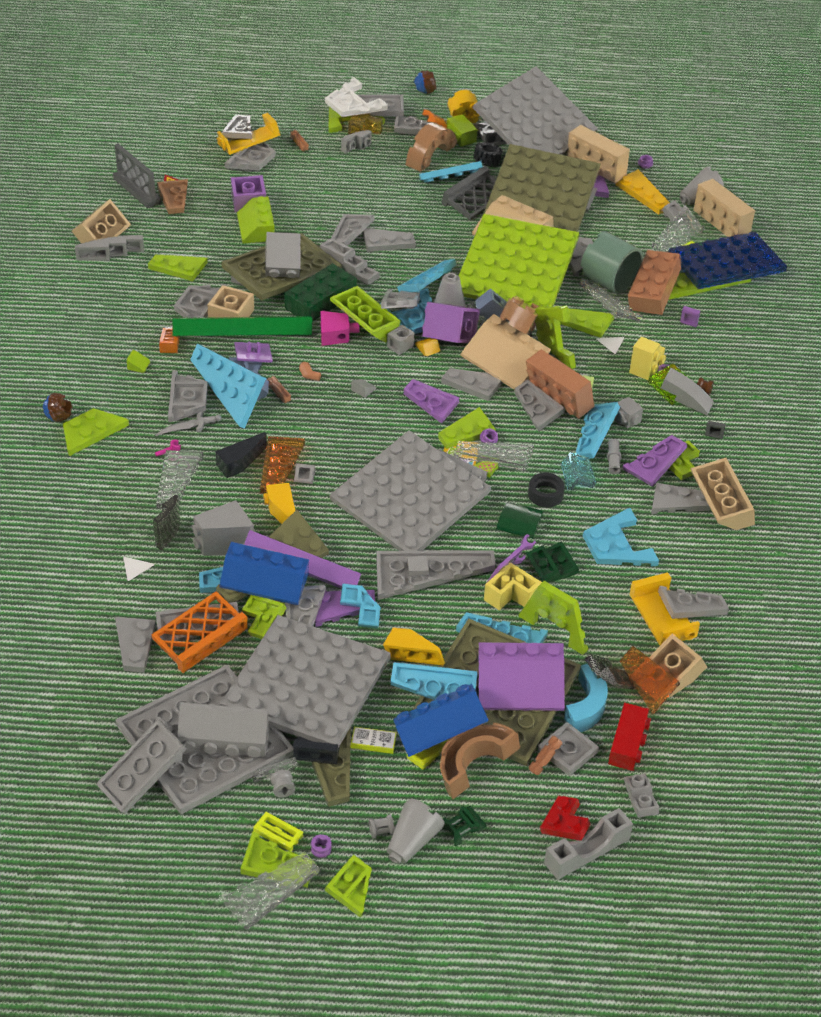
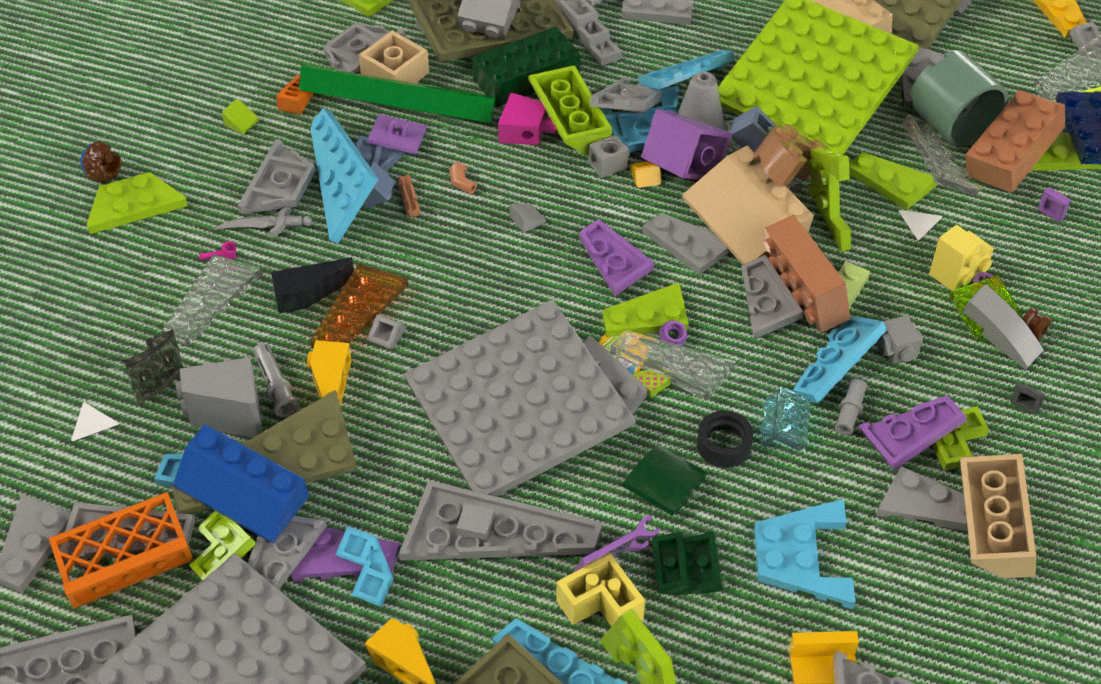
camera: 20 degrees right, 5 degrees up
(255, 518) = (277, 387): none -> light grey pin
(318, 567) = (320, 483): medium lavender tile -> none

